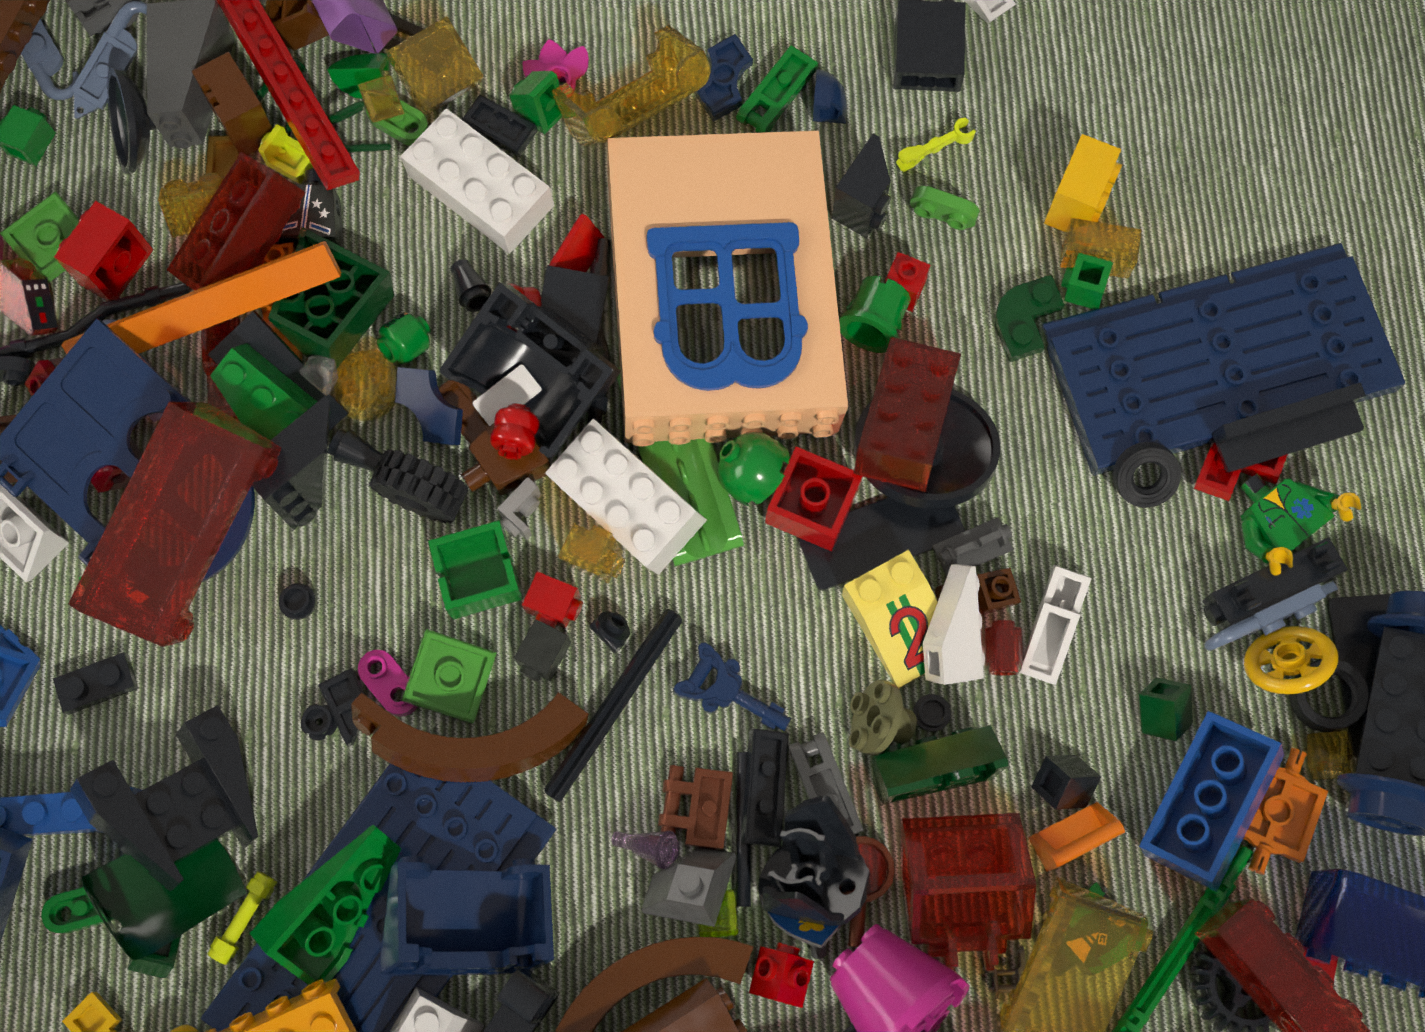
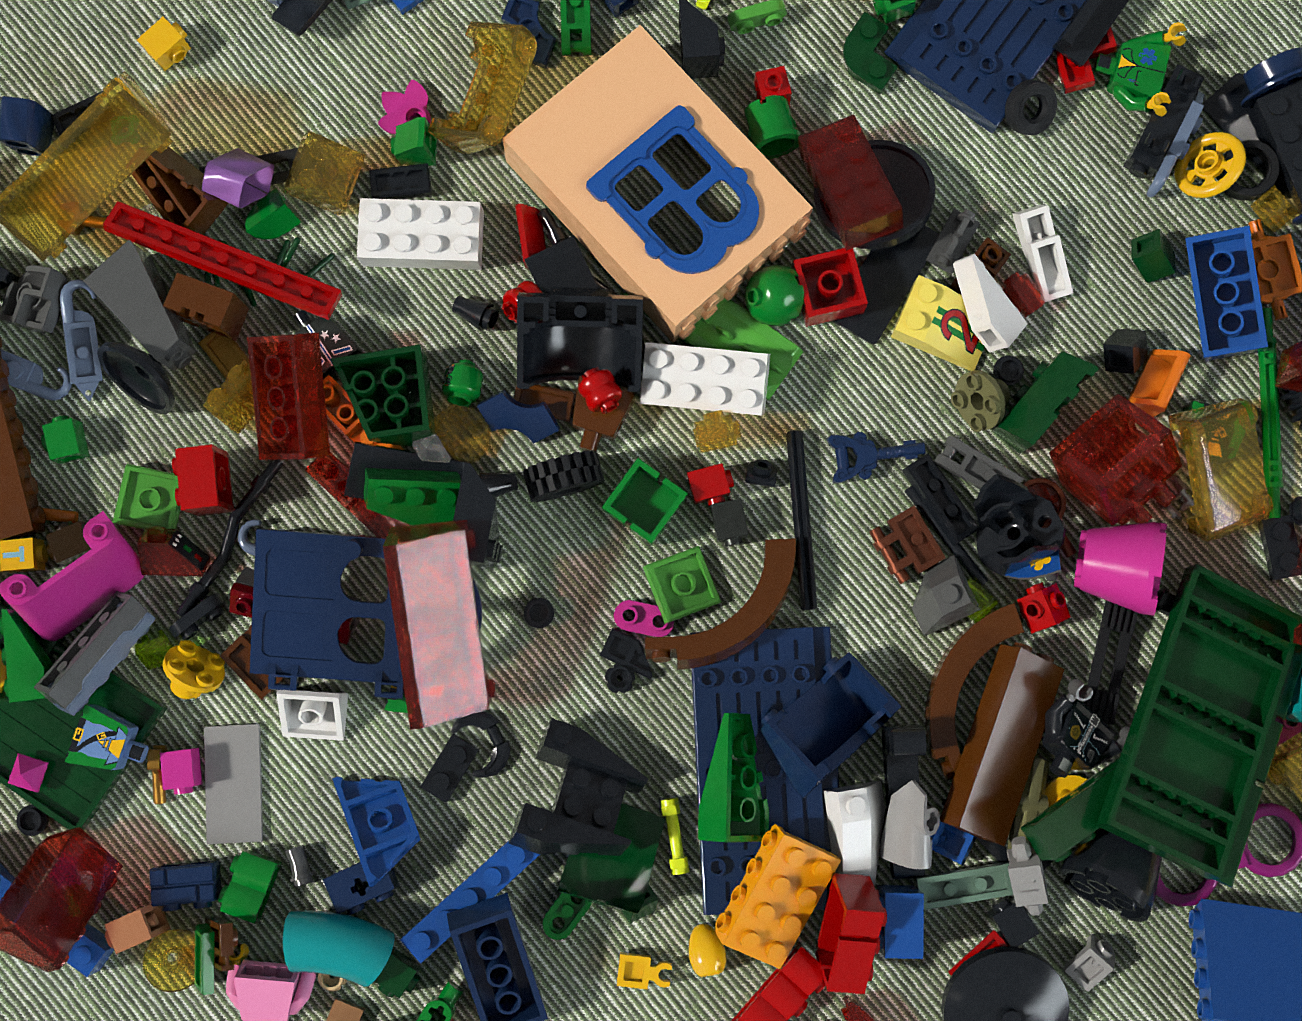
camera: 35 degrees left, 10 degrees up
(153, 706) = (502, 751): none -> black piece
(225, 299) = (325, 453): orange tile -> none
(284, 154) = (268, 315): neon yellow bracket -> none
(381, 98) = (306, 224): clear yellow slope -> none
(400, 125) = (325, 230): bright green plate -> none
(514, 388) = (567, 370): white sticker -> none
(520, 503) = (637, 434): light grey bracket -> none
(656, 847) = (904, 589): clear purple cone -> none

